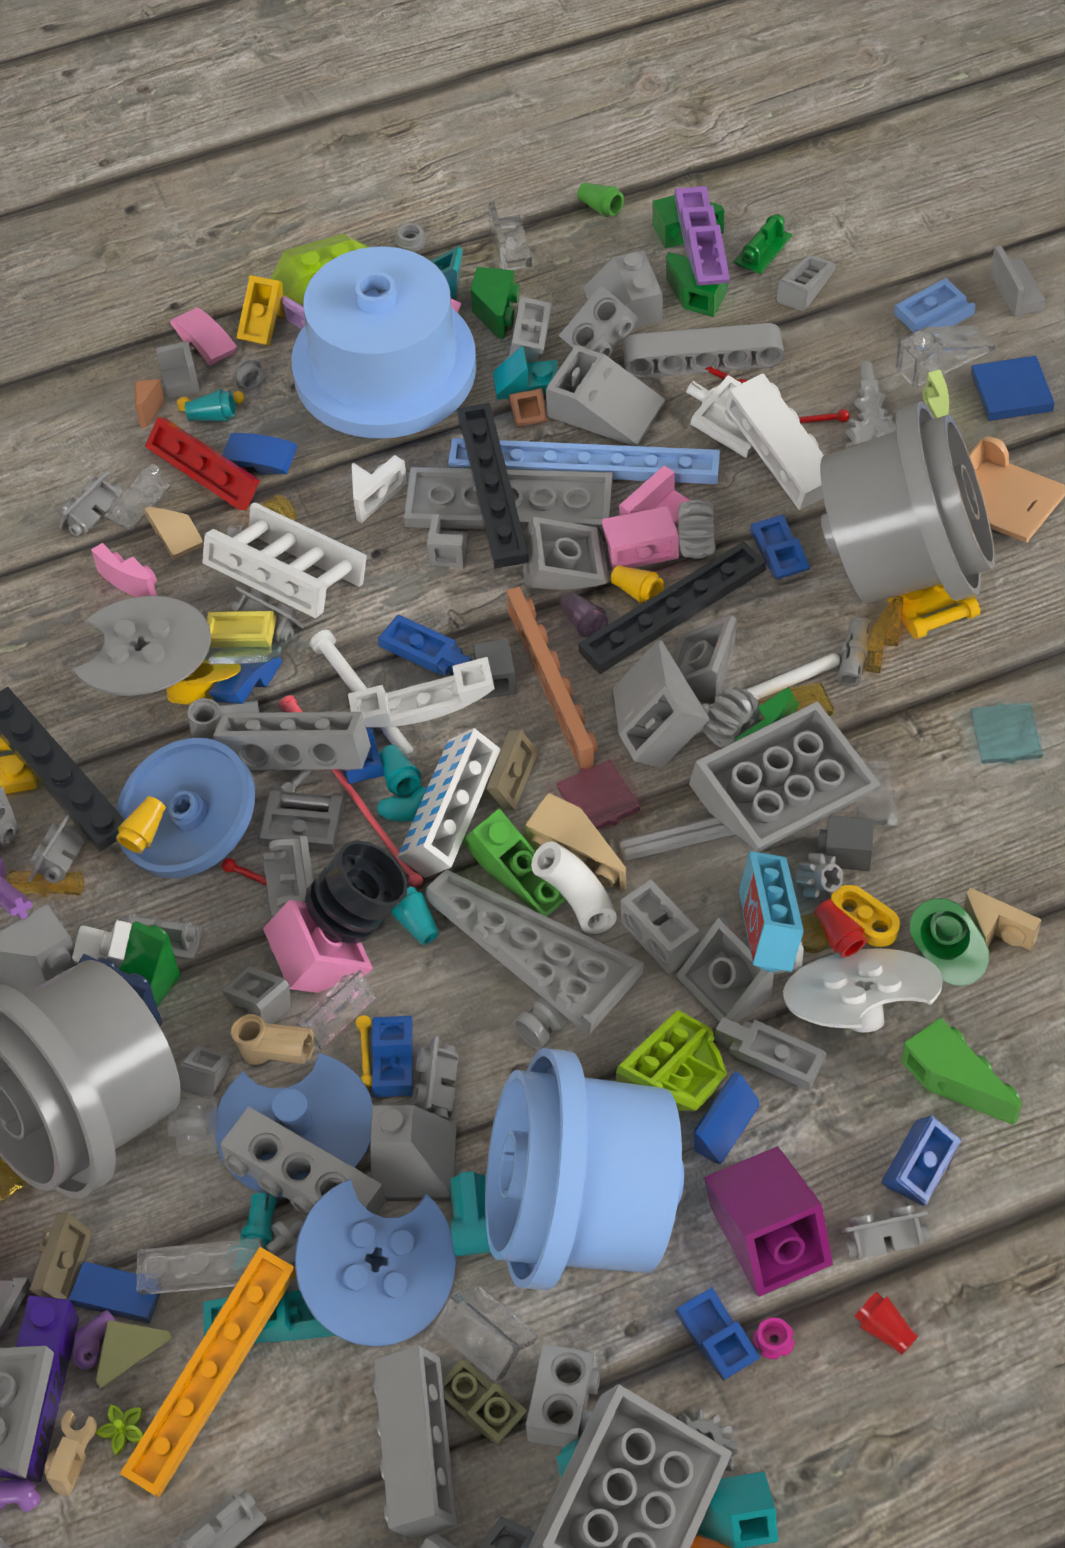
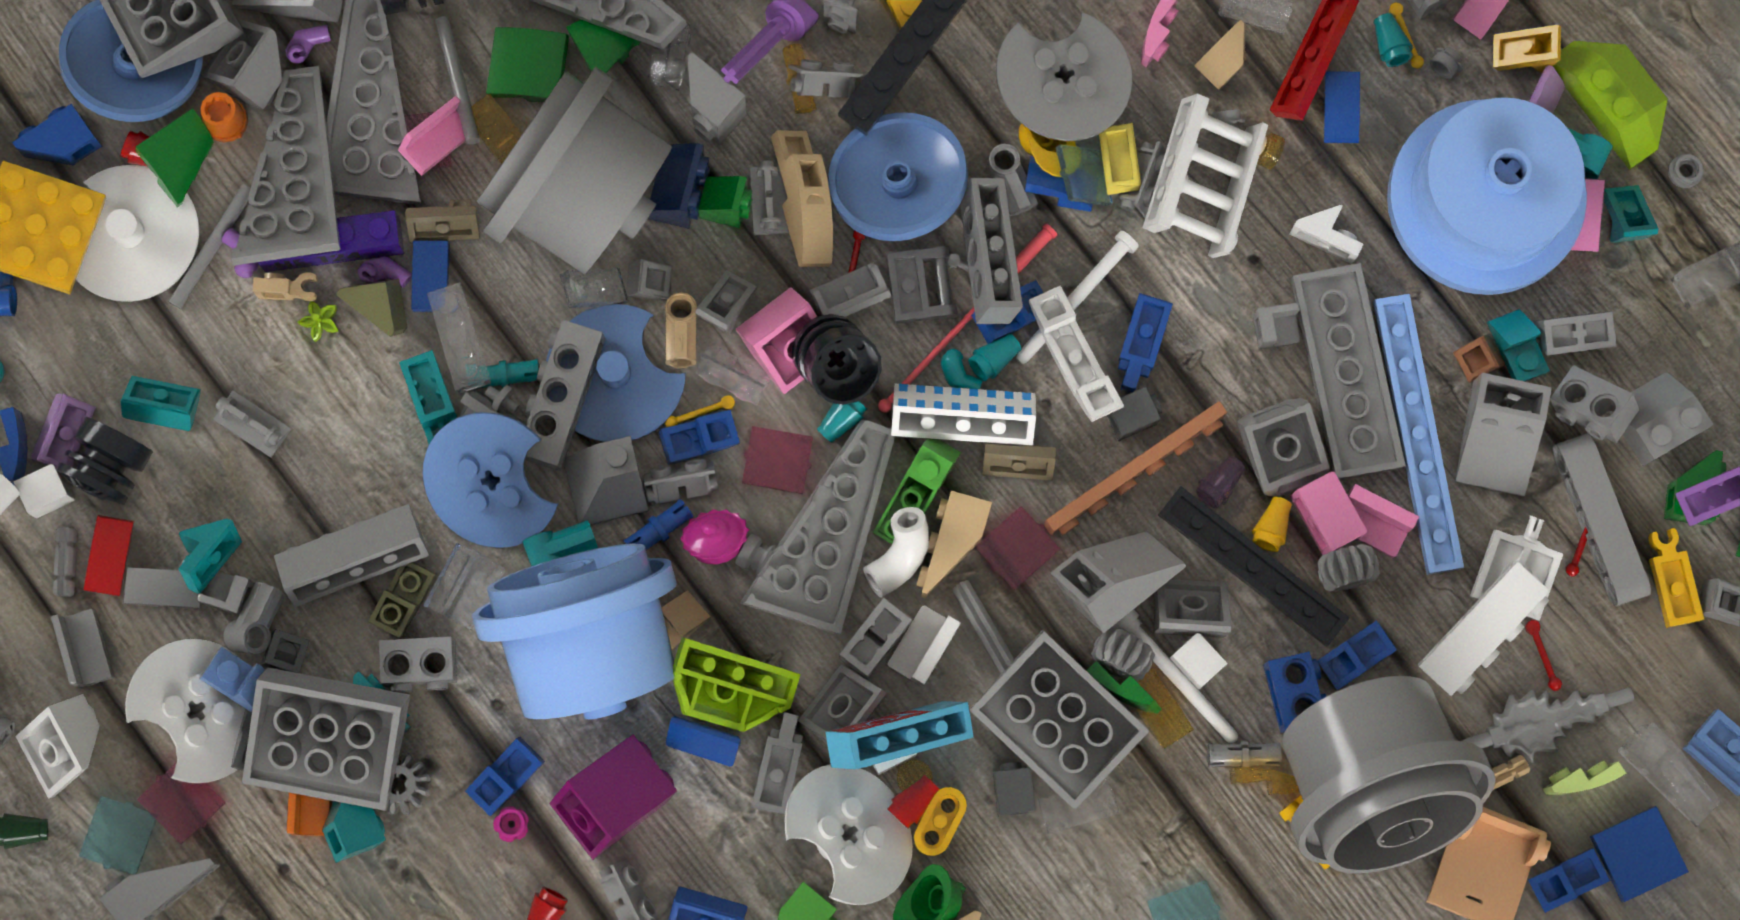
camera: 65 degrees right, 25 degrees up
(102, 943) = (726, 155): white slope -> none
(141, 825) = (864, 145): yellow cone -> none
(186, 894) = (808, 202): none -> tan slope
(209, 1372) = (369, 376): light orange plate -> none
(440, 990) = (777, 460): none -> clear pink piece
(479, 1111) = (660, 527): none -> blue pin
(492, 486) = (1349, 351): black plate -> none
(493, 297) = (1618, 281): green slope -> none
(504, 1051) = (715, 536): none -> dark pink piece
(684, 886) = (923, 645): none -> white panel
(756, 662) = (1198, 660): none -> white panel
(785, 313) = (1674, 582): none -> yellow plate
(804, 597) = (1284, 693): none -> blue brick
(819, 876) = (968, 771): light grey gear -> none
(1025, 439) = (1568, 880): none -> blue slope

